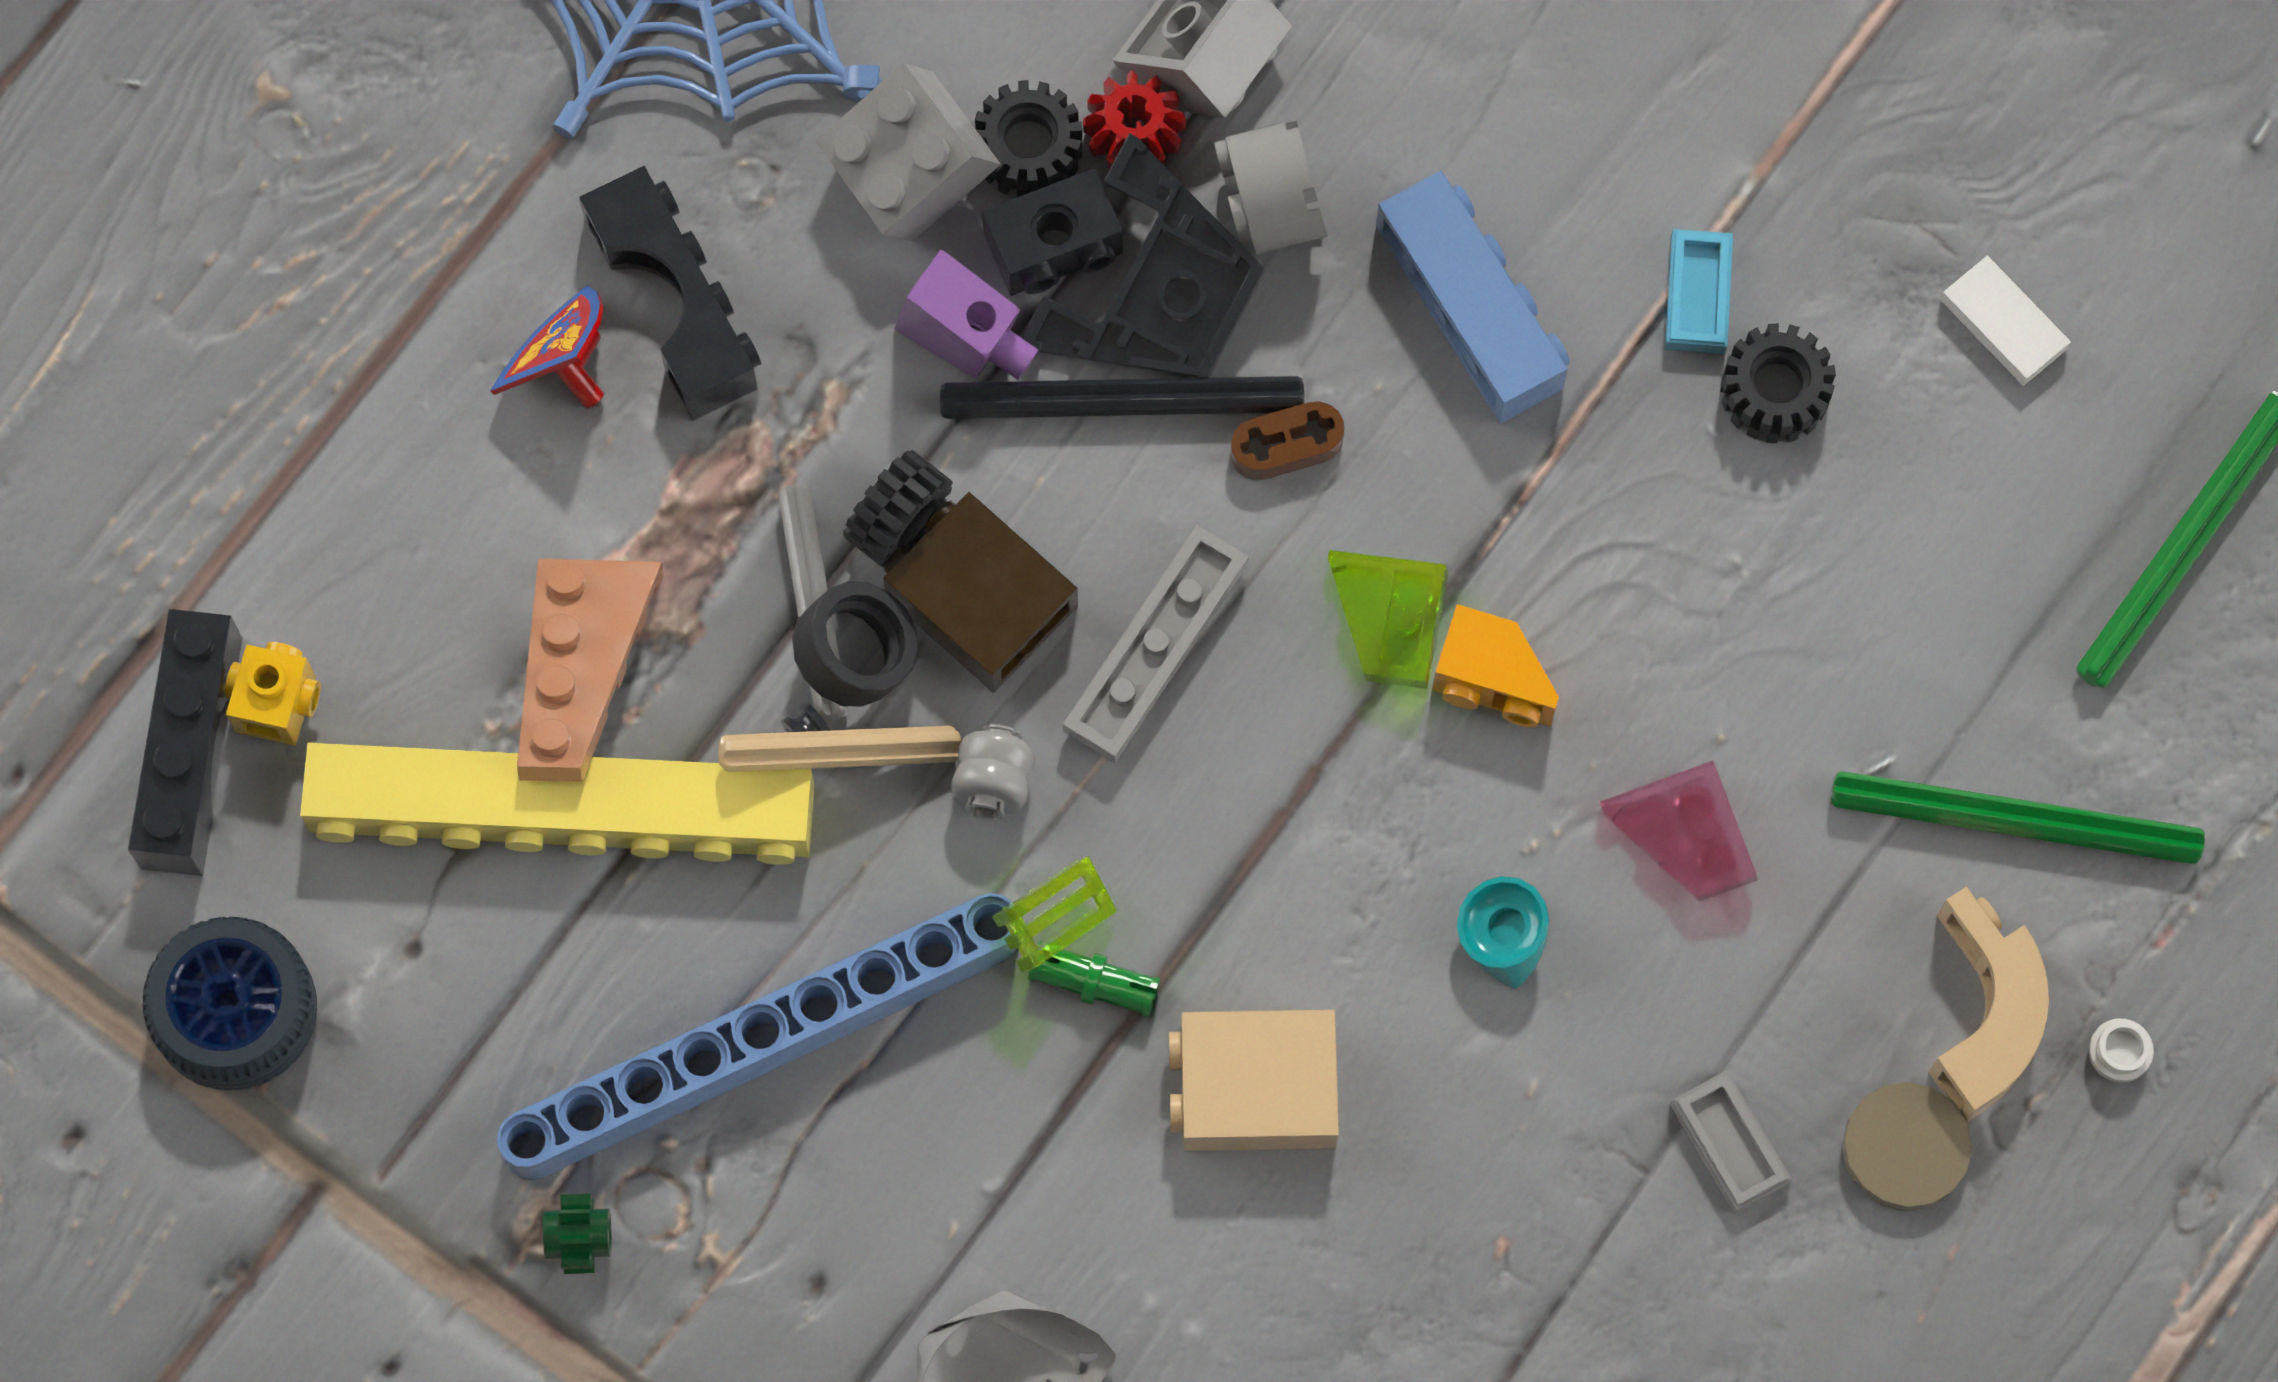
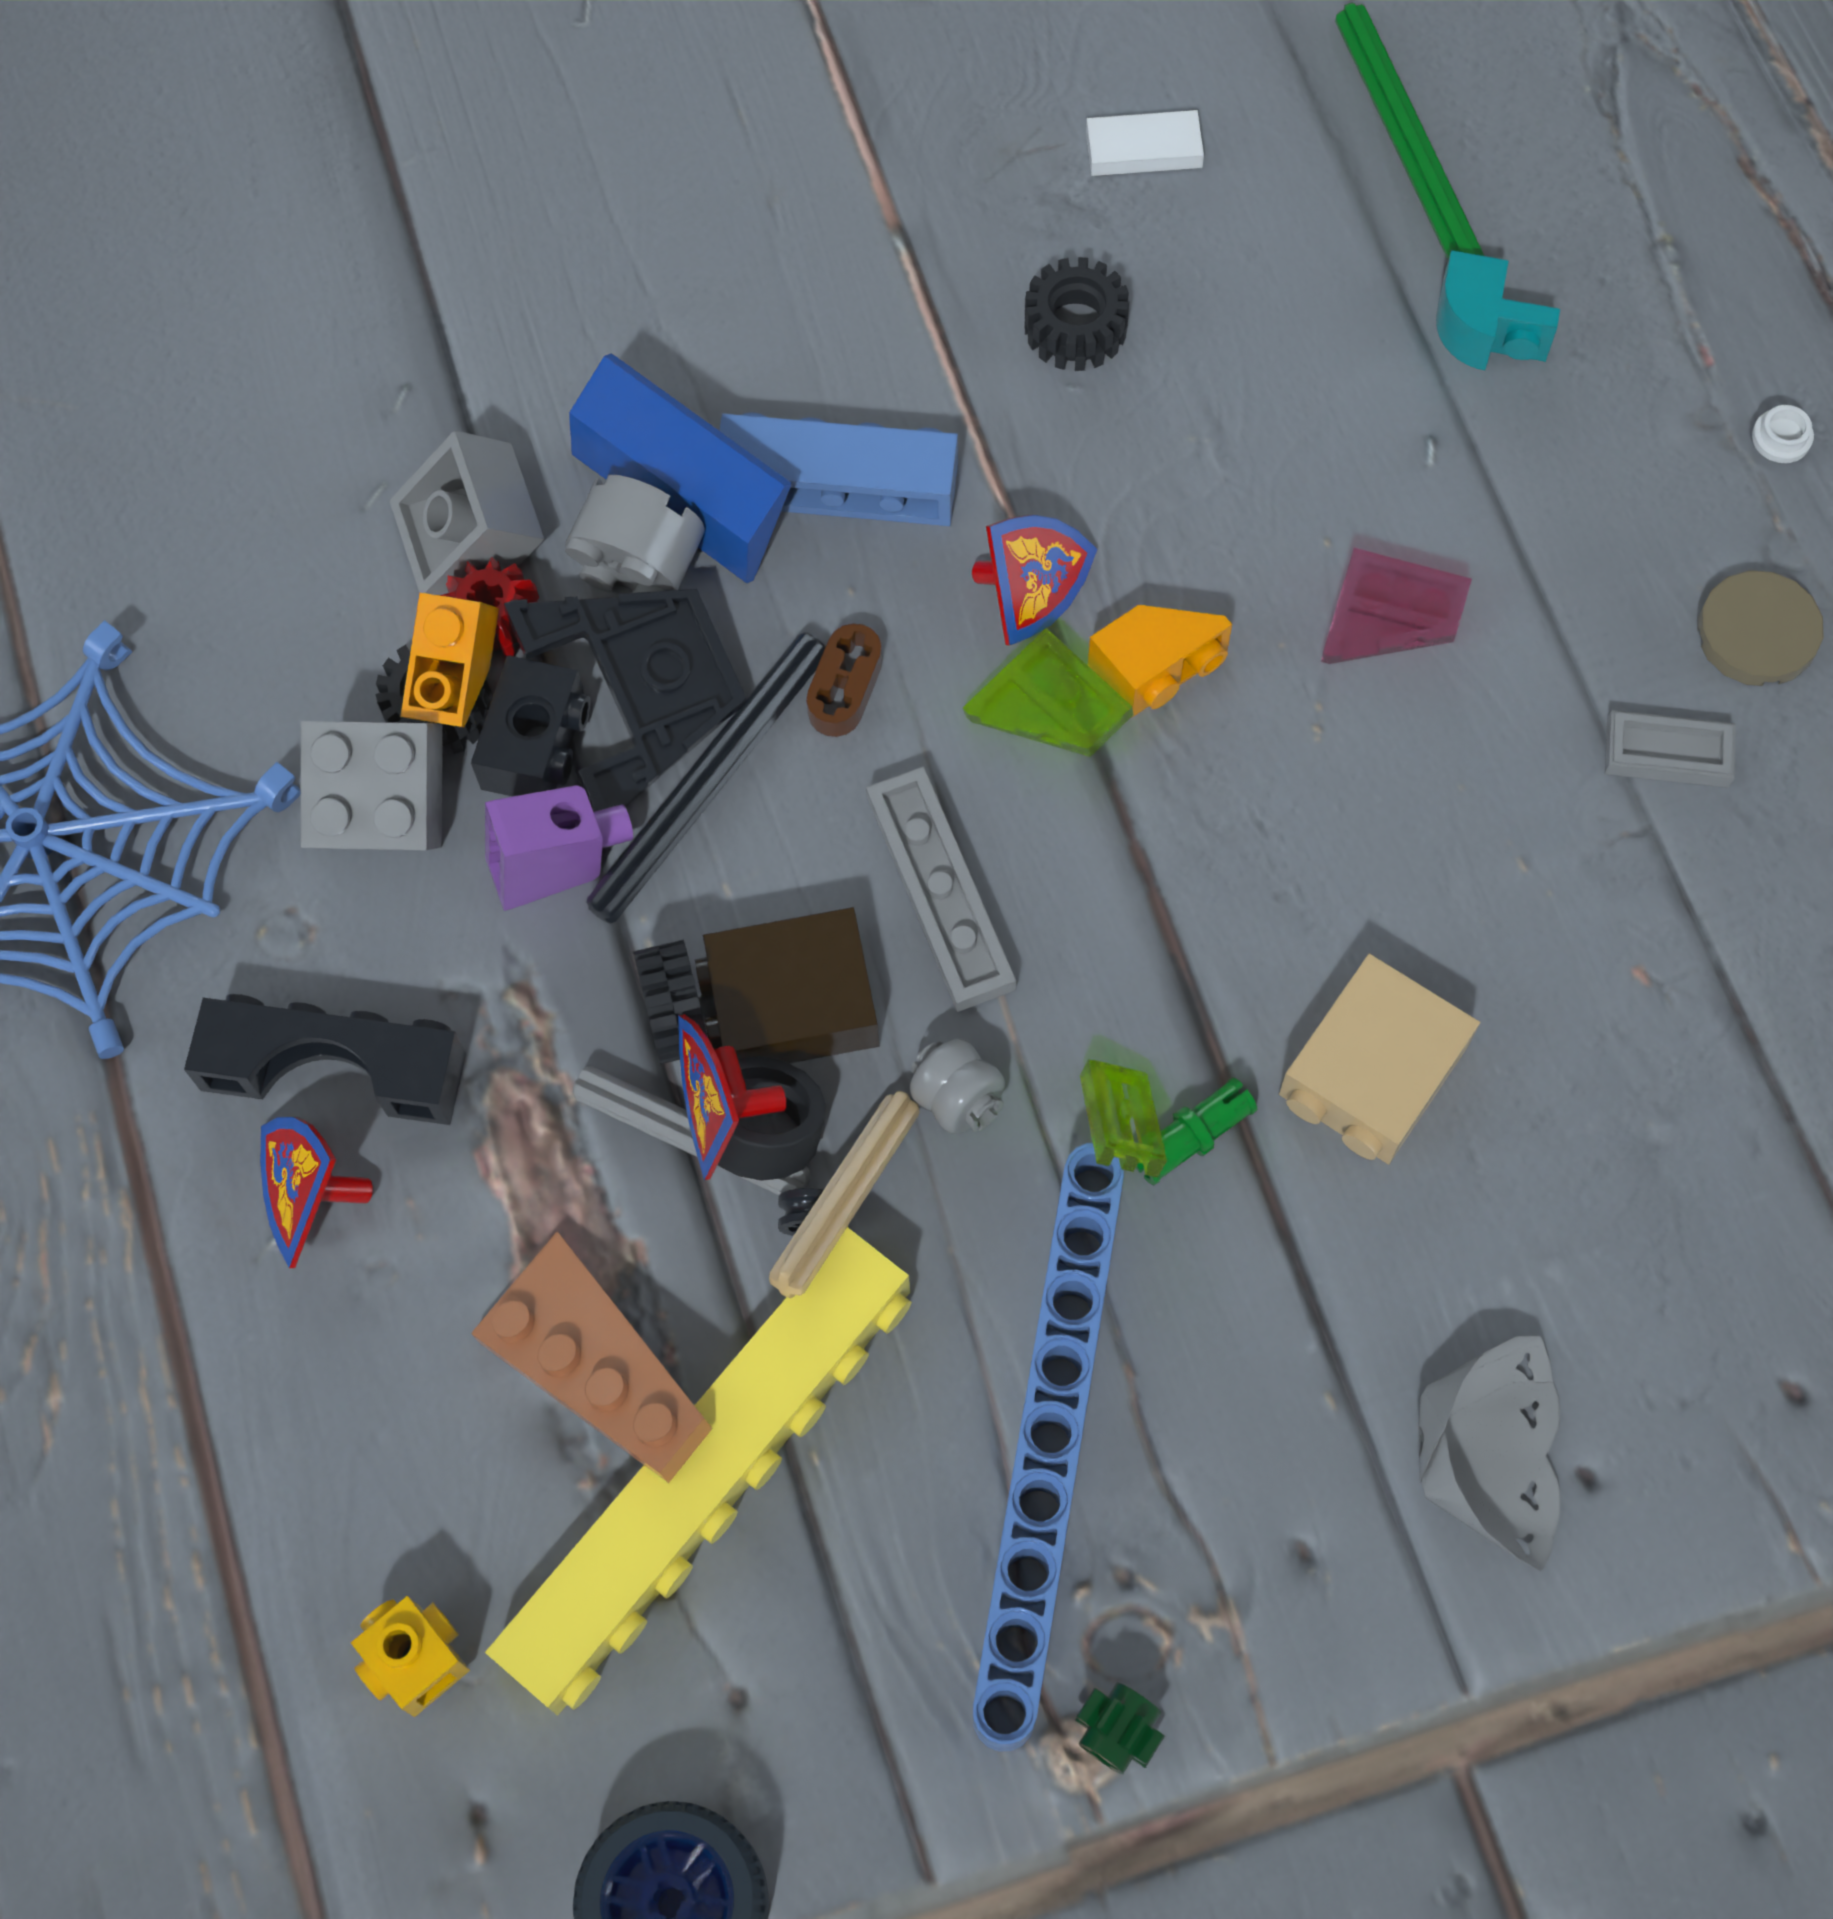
camera: 50 degrees left, 5 degrees down
(175, 780) = (391, 1770): black arch -> none
(842, 612) = (717, 1094): none -> shield
(1050, 127) = (448, 658): none -> light orange slope
(1367, 170) = (643, 433): none -> blue slope
(1491, 521) = (1035, 570): none -> shield
(1504, 928) = (1383, 785): teal piece -> none
(1698, 291) = (957, 321): medium azure tile -> none
(2015, 1012) = (1701, 479): tan arch -> none
(2017, 817) = (1543, 385): green axle -> none
(2034, 714) = (1478, 321): none -> teal brick

